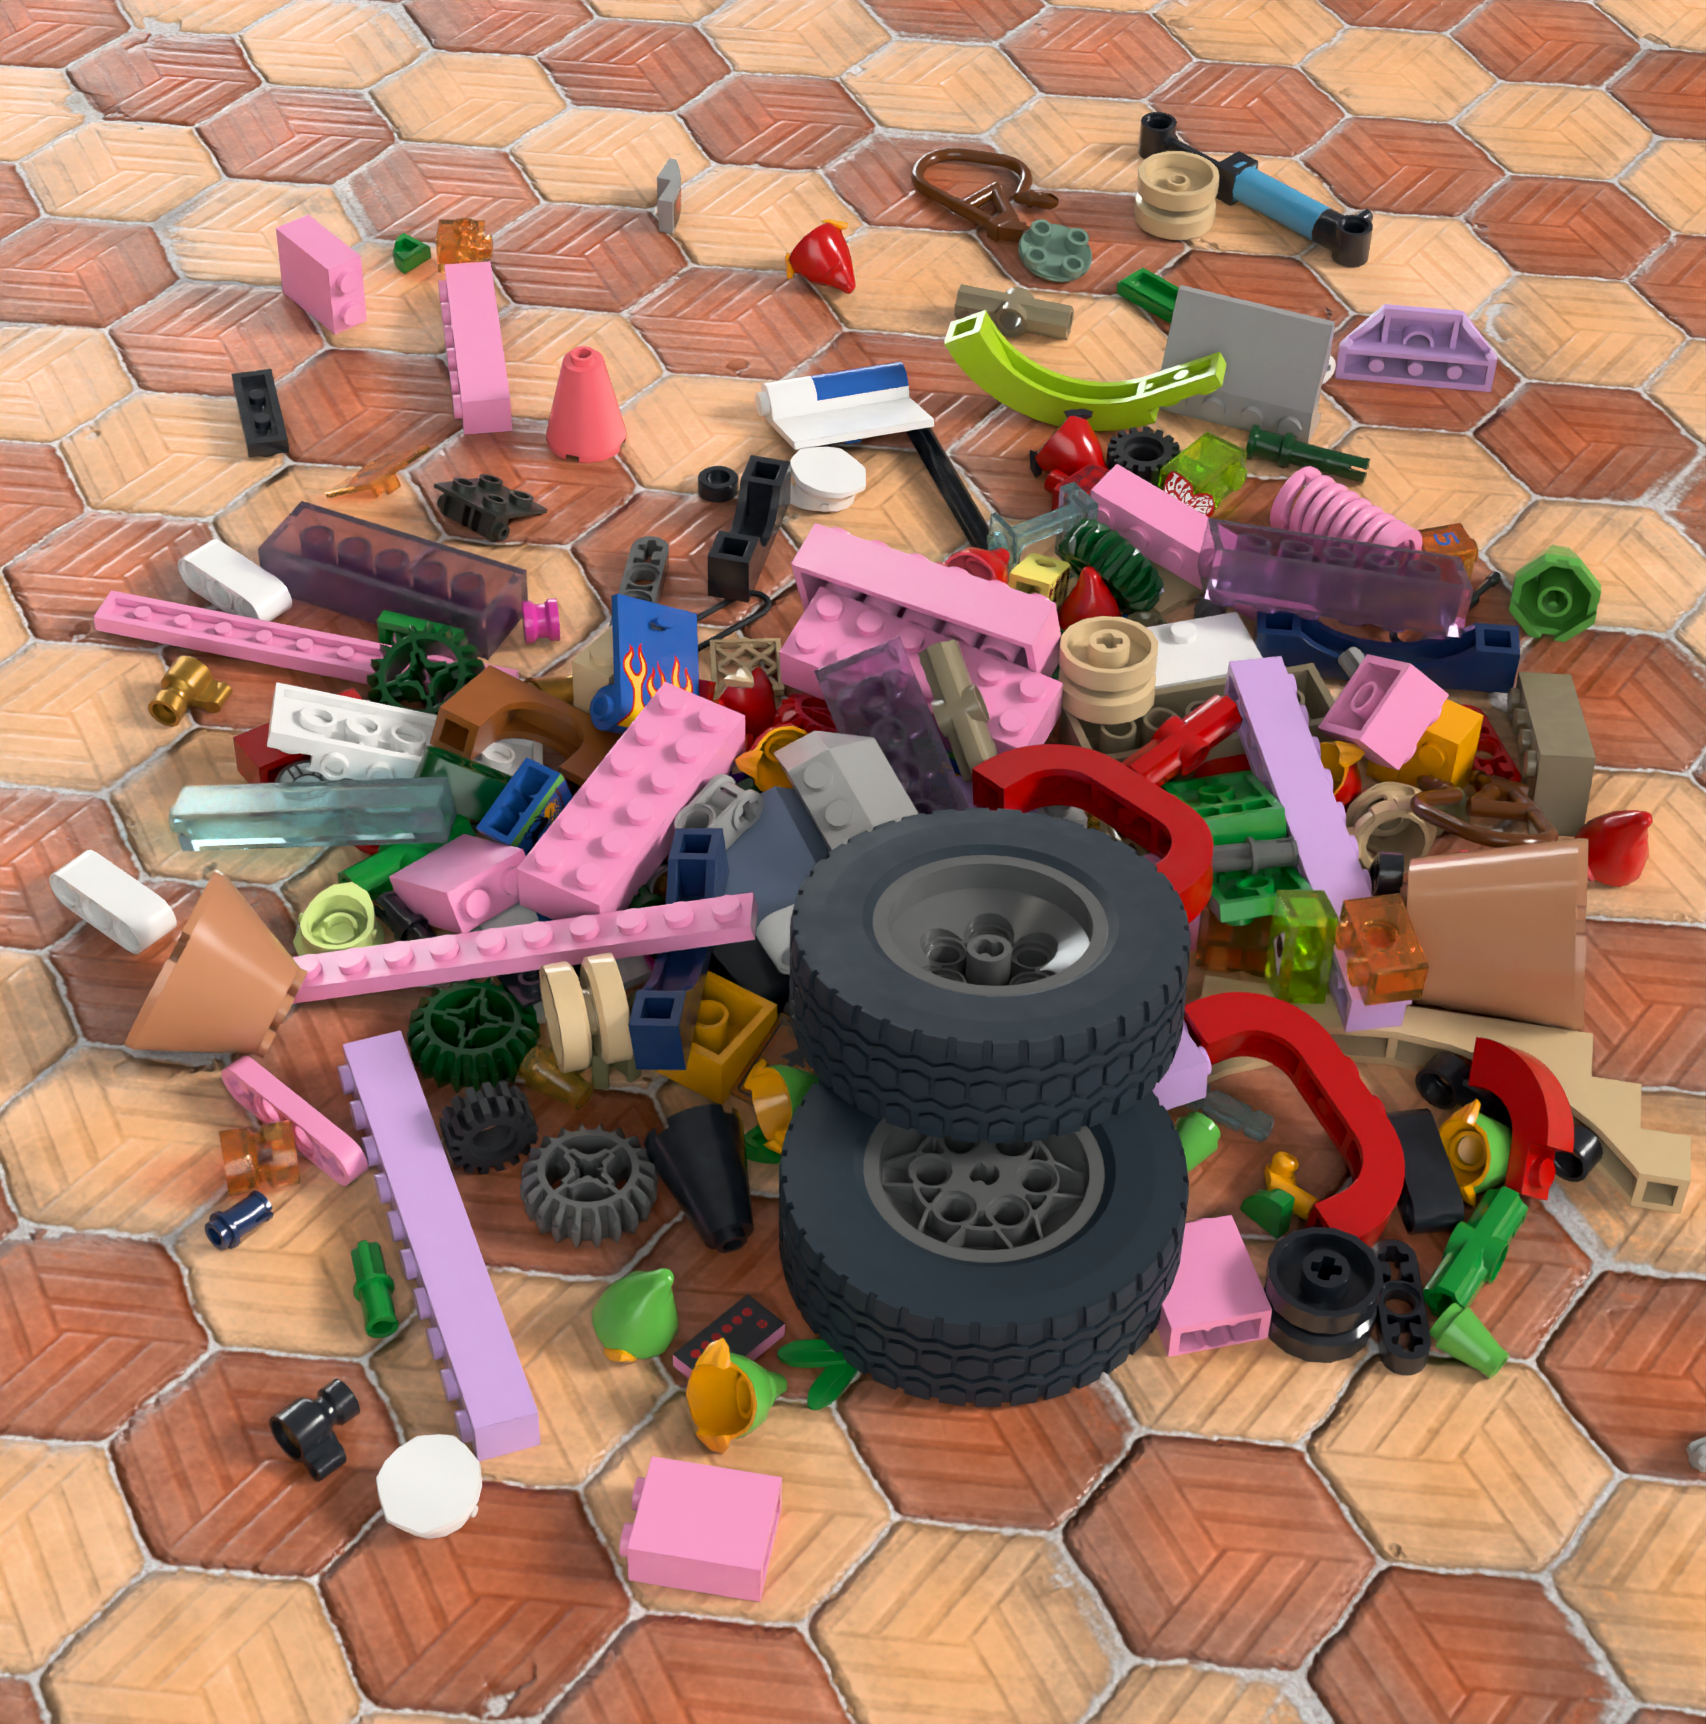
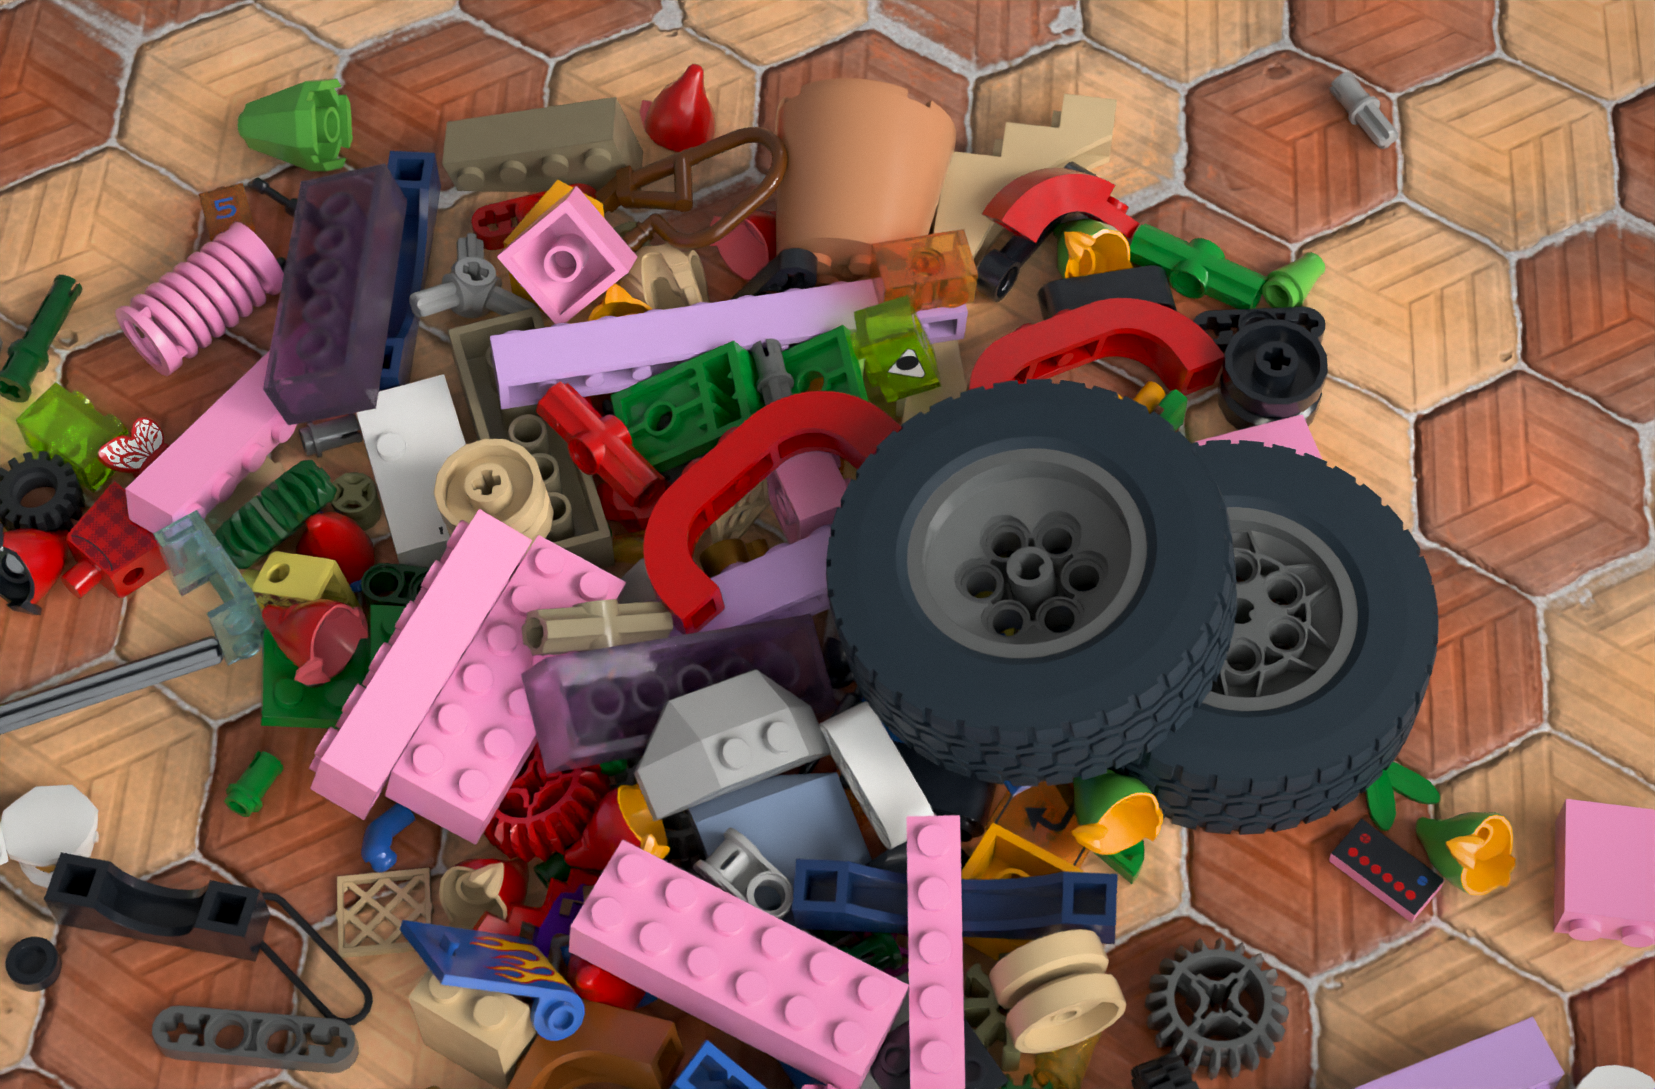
camera: 90 degrees left, 15 degrees up
(637, 1316) = (1380, 946): bright green hat -> none
(707, 1172) = (1200, 890): black cone -> none

